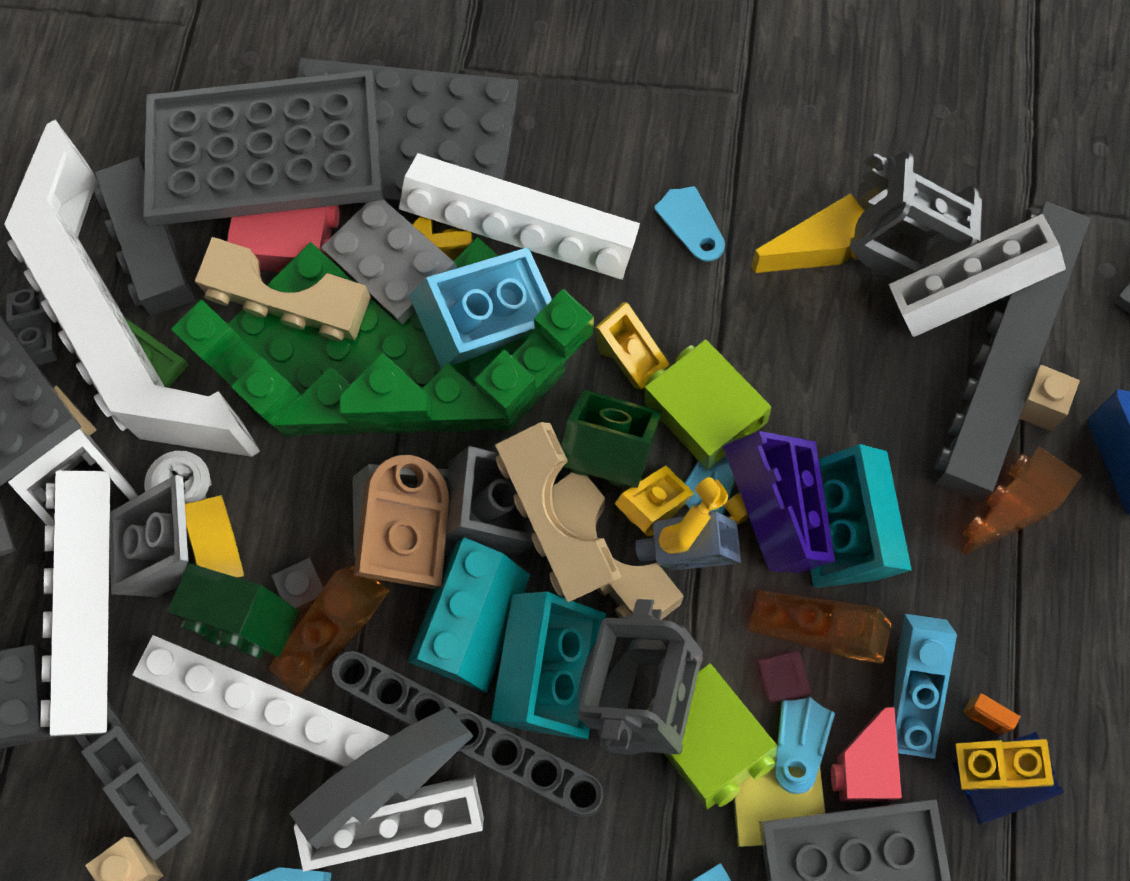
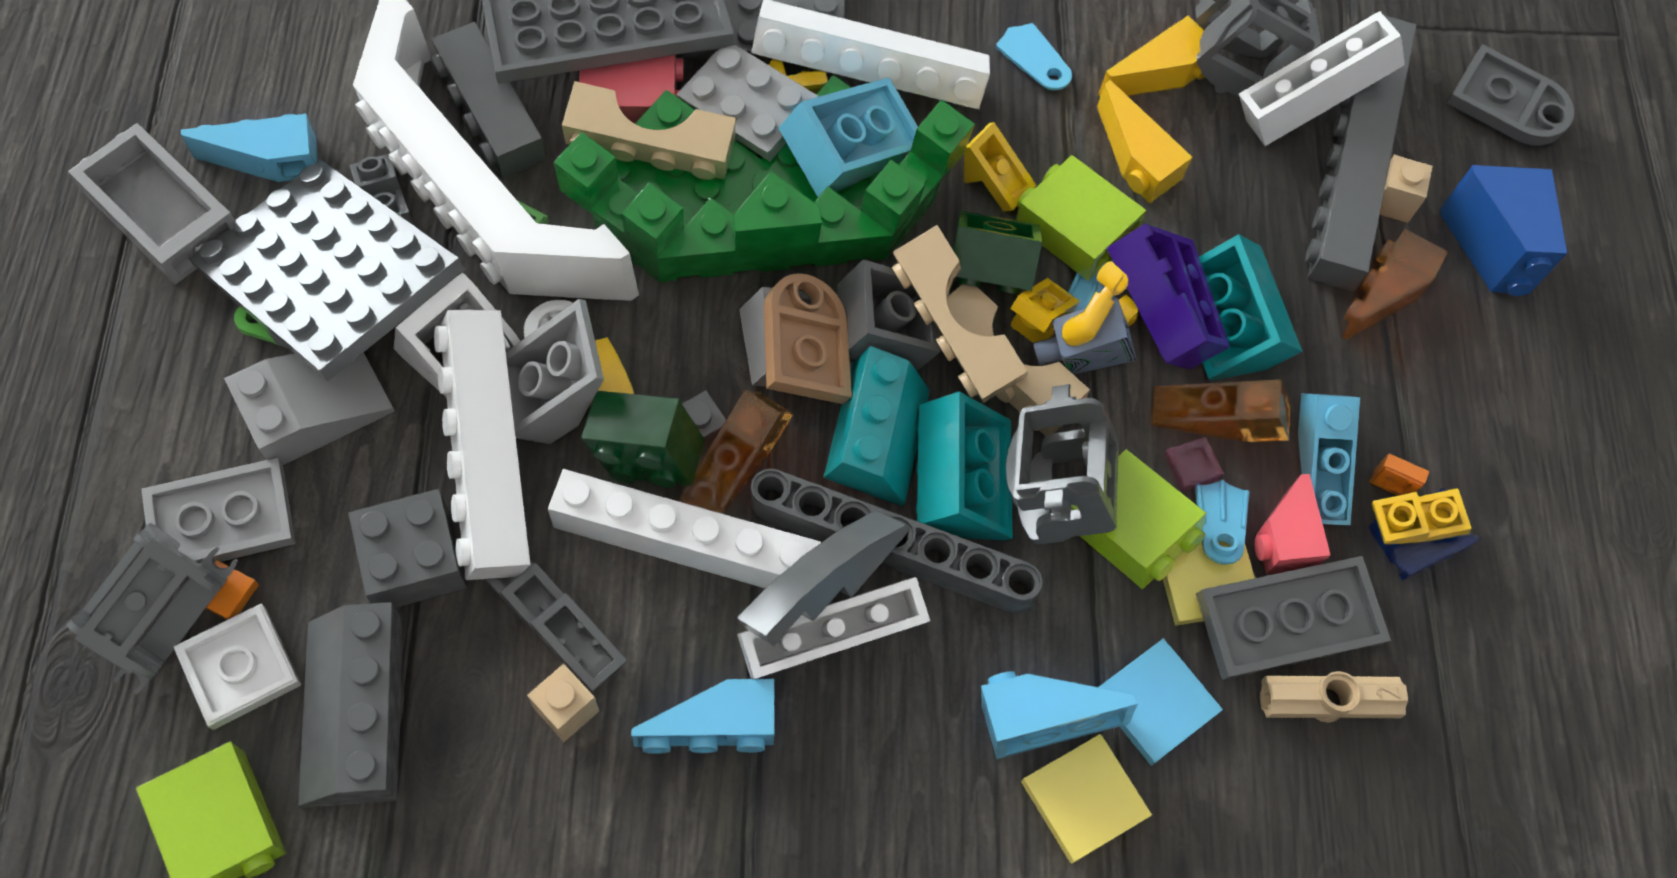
camera: 15 degrees left, 5 degrees down
(785, 338) = (1143, 150): none -> yellow slope

